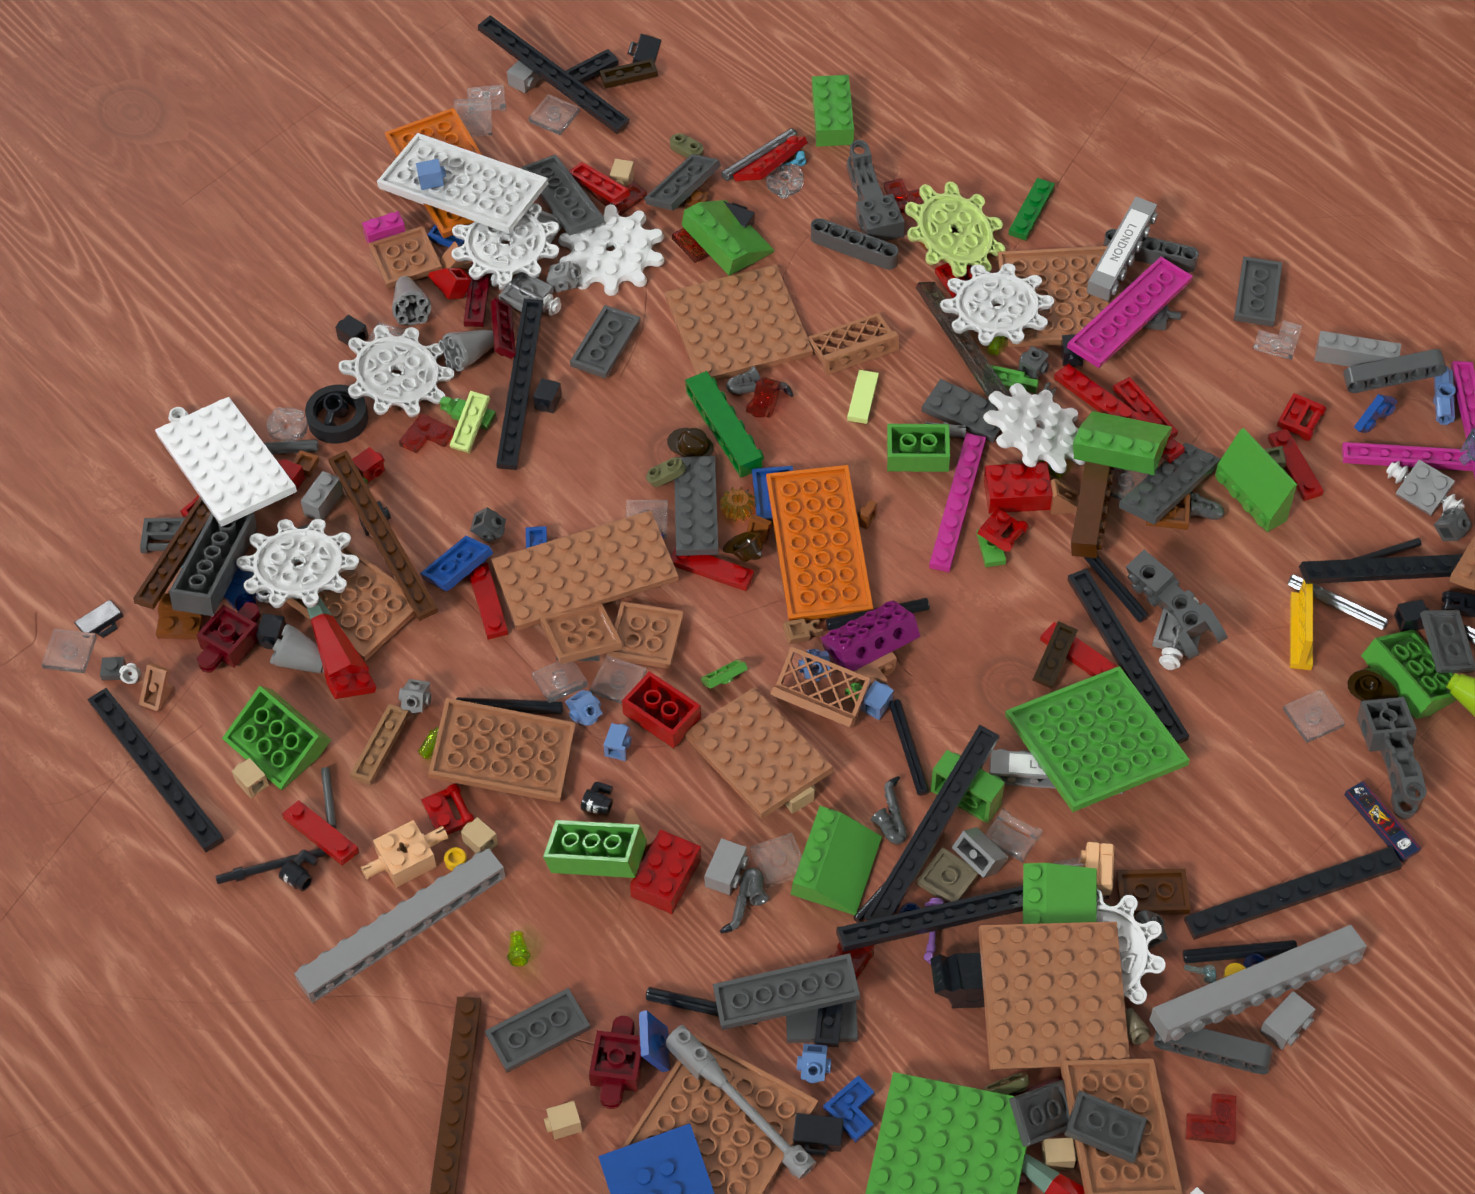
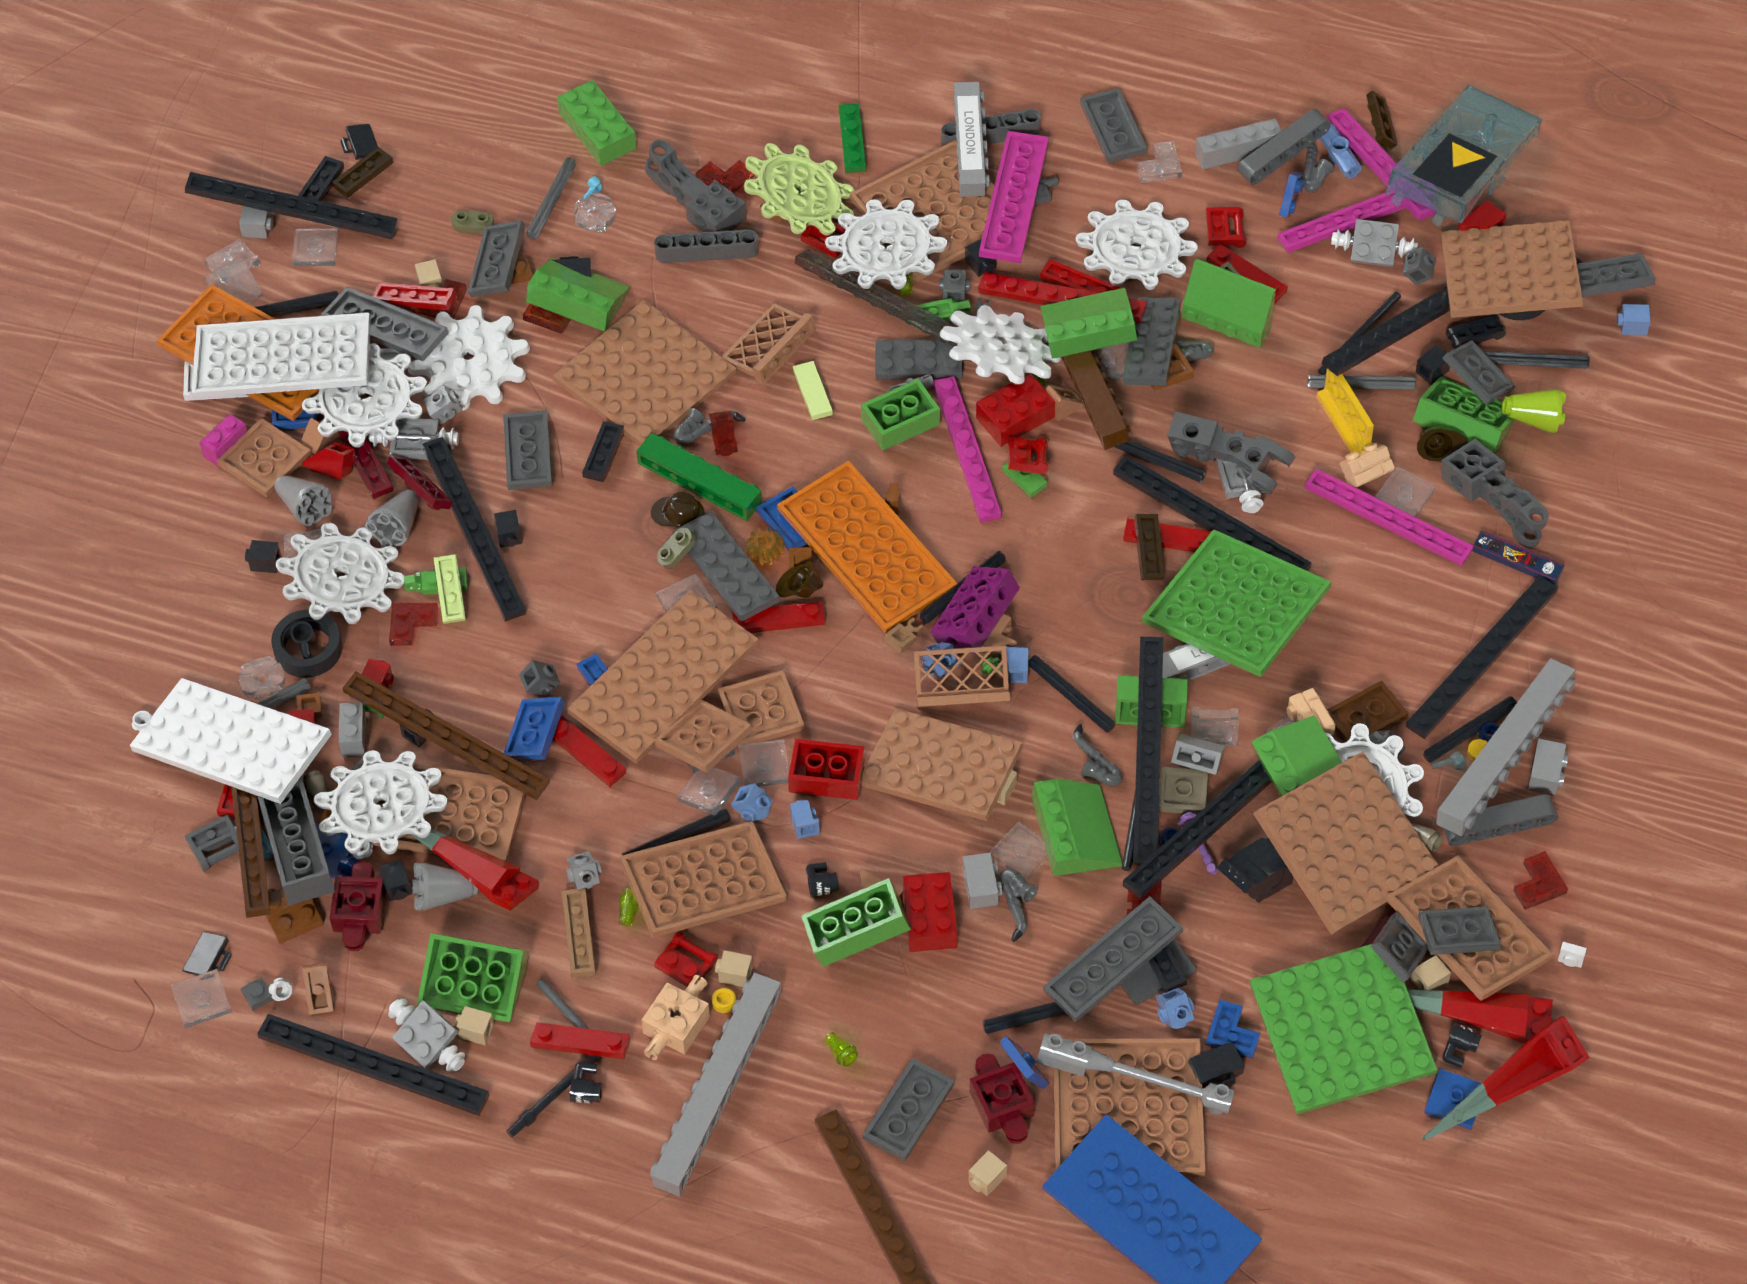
camera: 30 degrees left, 0 degrees up
(208, 766) = (426, 1035): none -> light grey plate
(266, 524) = (314, 783): none -> dark tan cone
(430, 174) = (247, 360): medium blue brick -> none
(509, 152) = (298, 304): none -> black axle
(663, 369) = (603, 451): none -> black plate
(724, 674) = (860, 709): bright green plate -> none
(767, 163) = (569, 200): red wing -> none
(1014, 1083) = (1353, 939): olive plate -> none
(1232, 395) = (1158, 241): none -> white plate
(1286, 730) = (1389, 517): none -> dark pink plate
(1293, 674) = (1367, 465): none -> light nougat brick
(1411, 404) = (1313, 175): none -> dark grey piece

